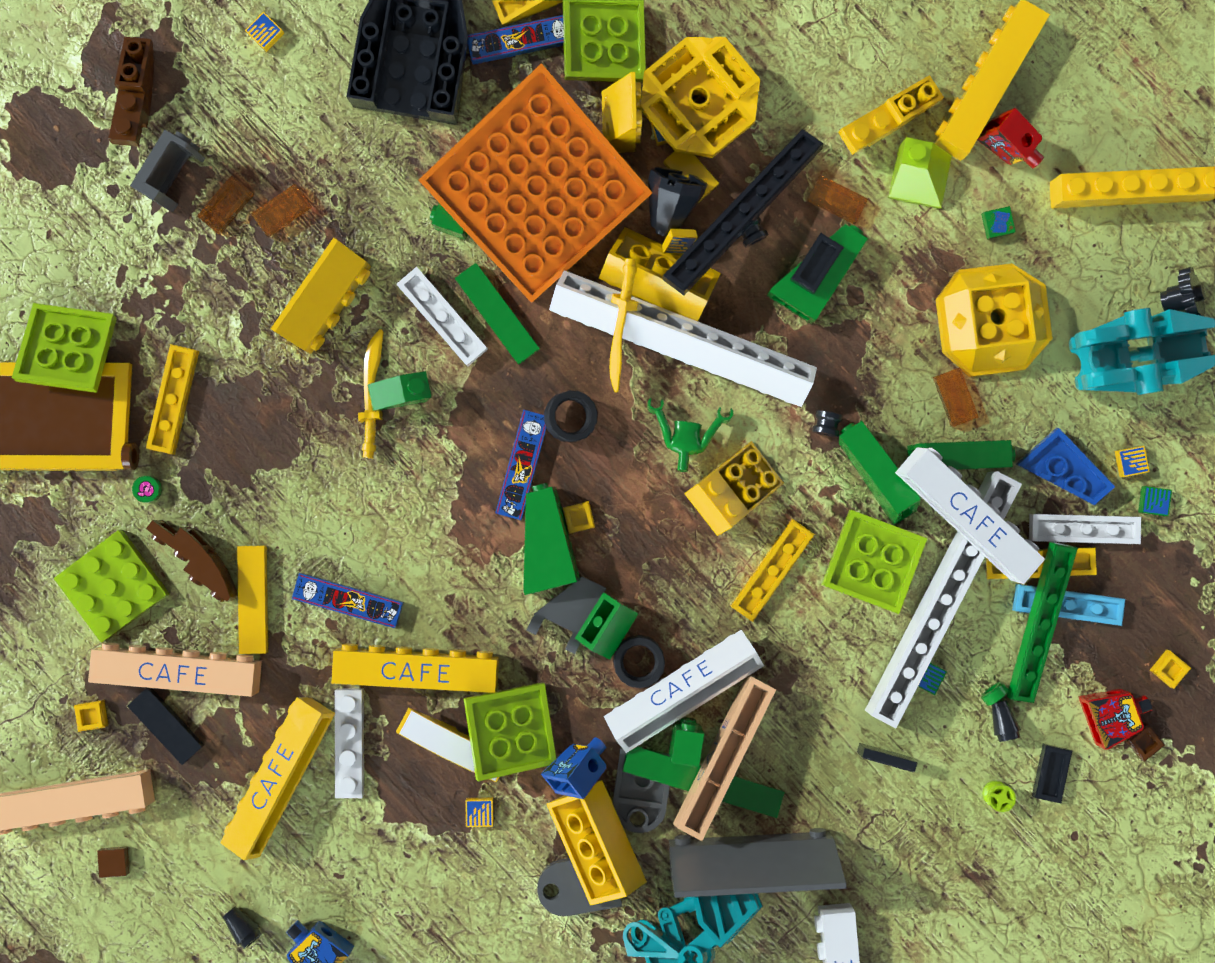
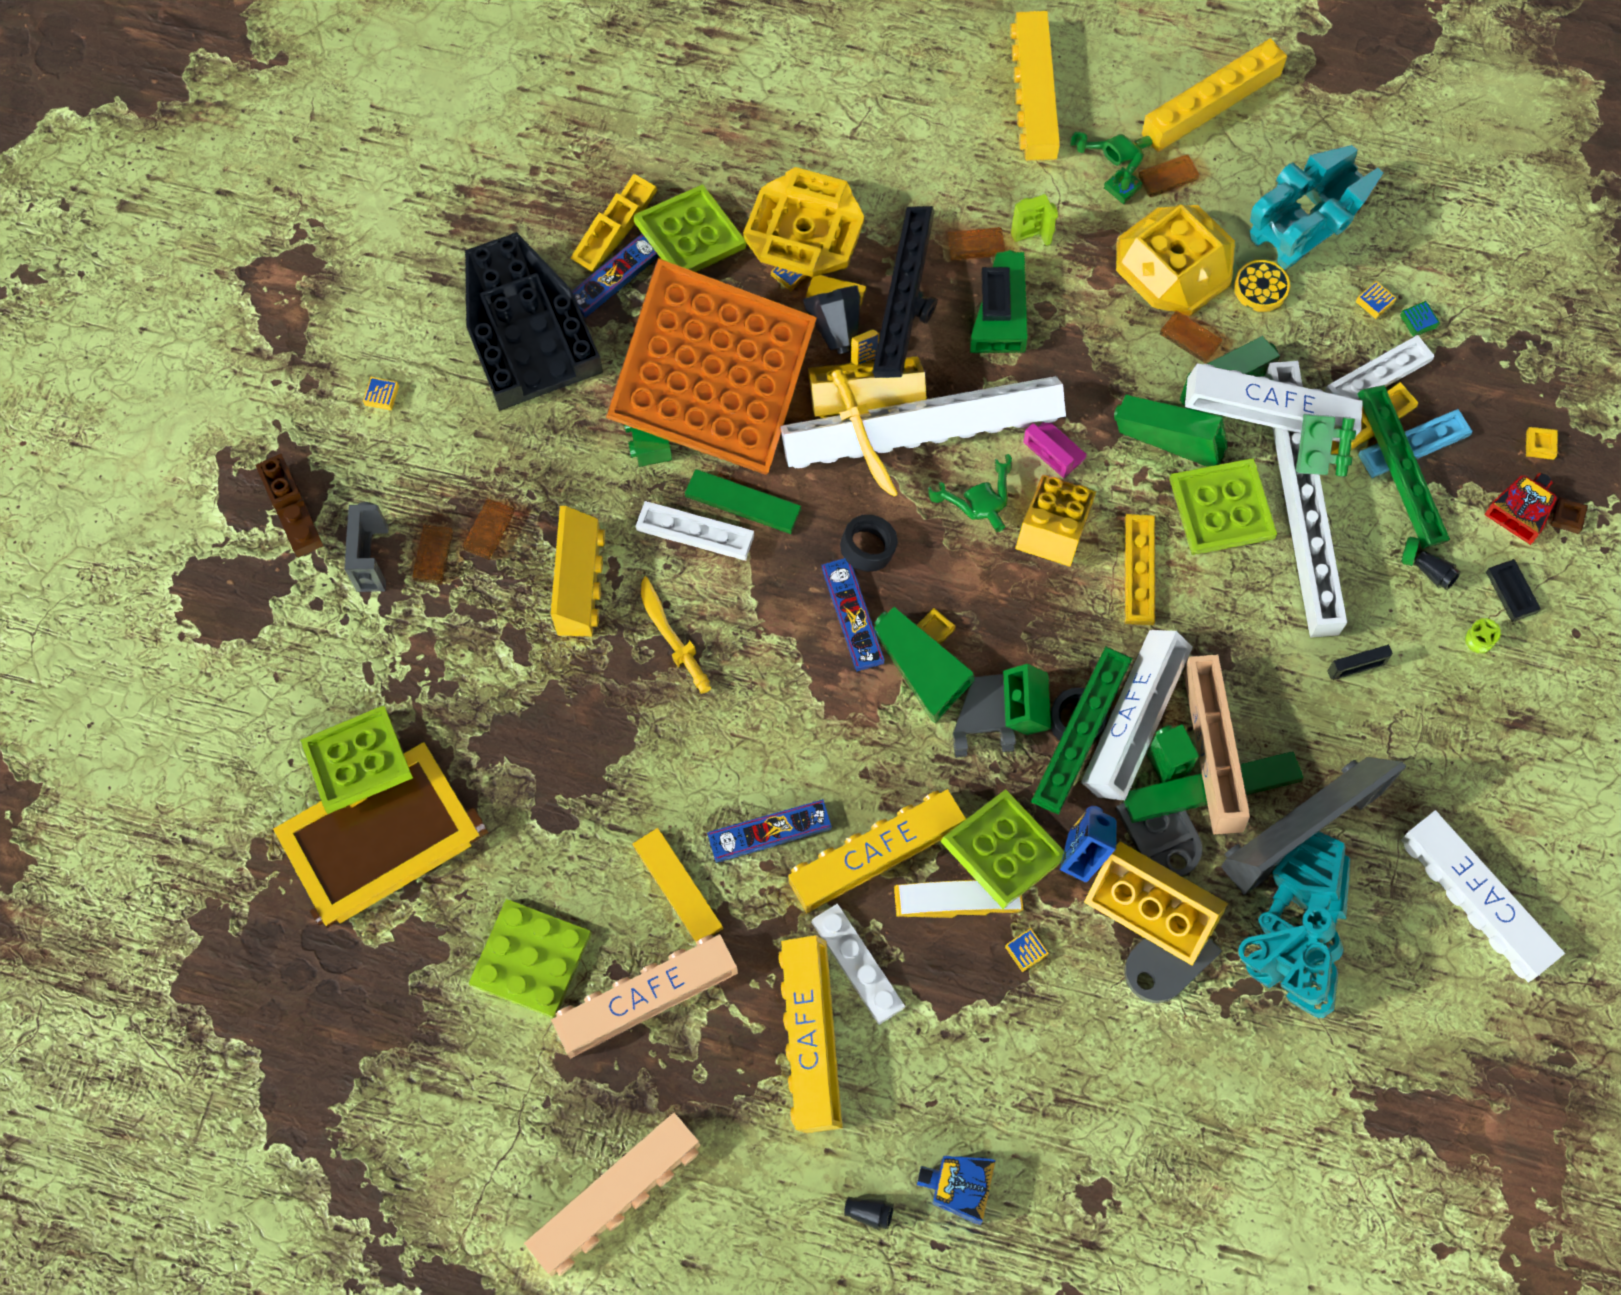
camera: 30 degrees left, 20 degrees down
(91, 715) = (585, 1097): yellow tile -> none
(113, 862) = (697, 1231): reddish brown tile -> none
(147, 489) = (510, 846): green tile -> none
(165, 725) = (666, 1059): black tile -> none
(172, 399) = (485, 751): yellow tile -> none
(204, 563) = (611, 877): reddish brown slope -> none
(399, 391) = (700, 610): slope -> none
(622, 113) = (747, 265): yellow slope -> none
(631, 679) = (1081, 730): none -> green tile
(776, 425) = (1054, 448): none -> dark pink panel
(827, 423) = (1097, 418): black wheel -> none
(891, 115) = (974, 155): yellow slope -> none
(899, 210) = (1034, 217): none -> lime bracket
(920, 173) = (1028, 176): lime slope -> none
(932, 679) = (1348, 574): tile -> none
(980, 572) = (1316, 445): none -> plate
(1012, 139) = (1087, 113): red torso -> none
(1017, 189) = (1117, 151): none -> green piece
(1043, 237) = (1168, 175): none -> clear orange tile
(1047, 388) = (1262, 285): none -> yellow tile
(1067, 467) = (1326, 334): blue wing -> none
(1185, 296) = (1314, 143): black plant -> none

